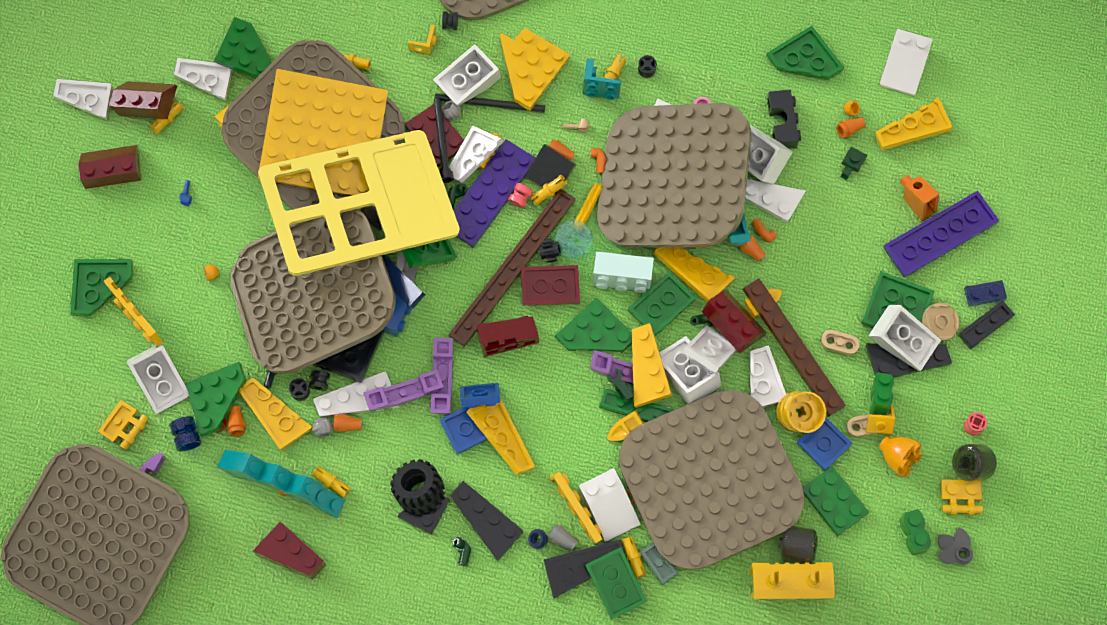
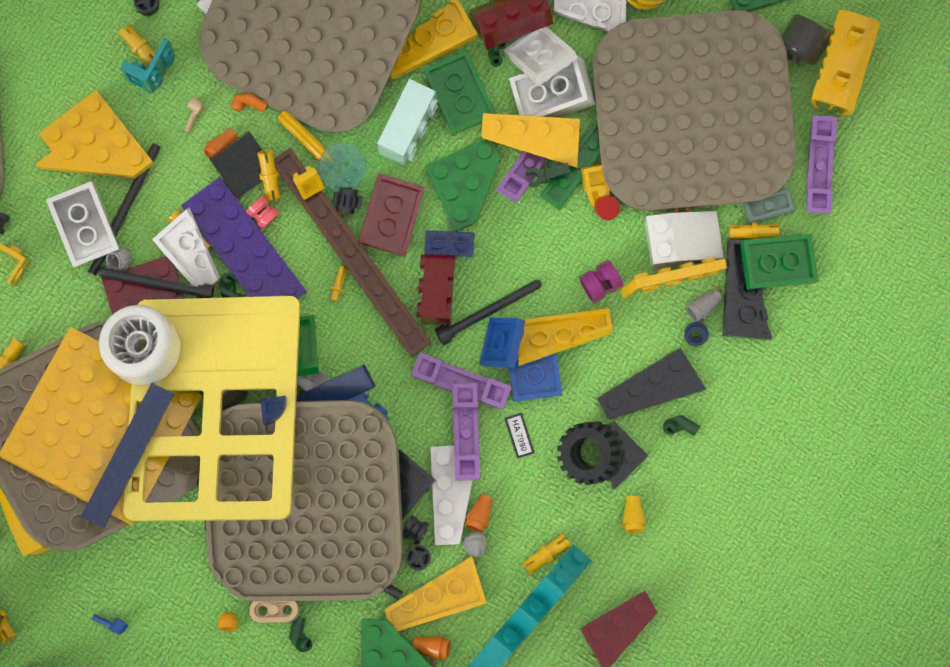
camera: 70 degrees left, 10 degrees up
(214, 325) = (298, 637): none -> dark green arm
(227, 302) = (275, 611): none -> tan plate
(304, 155) = (127, 455): none -> dark blue tile
(368, 239) = (273, 409): none -> clear blue tile
(380, 537) = (633, 516): none -> yellow cone
(386, 135) = (126, 334): none -> white wheel
(416, 434) = (519, 435): none -> sticker
(474, 354) = (447, 333): none -> black piece
(495, 266) = (337, 288): none -> yellow piece
(542, 332) = (449, 243): none -> clear blue bracket
(551, 217) = (308, 182): none -> yellow tile
(553, 453) = (601, 281): none -> magenta wheel
(612, 440) = (606, 207): none -> red tile
(705, 592) = (820, 164): none -> medium lavender slope

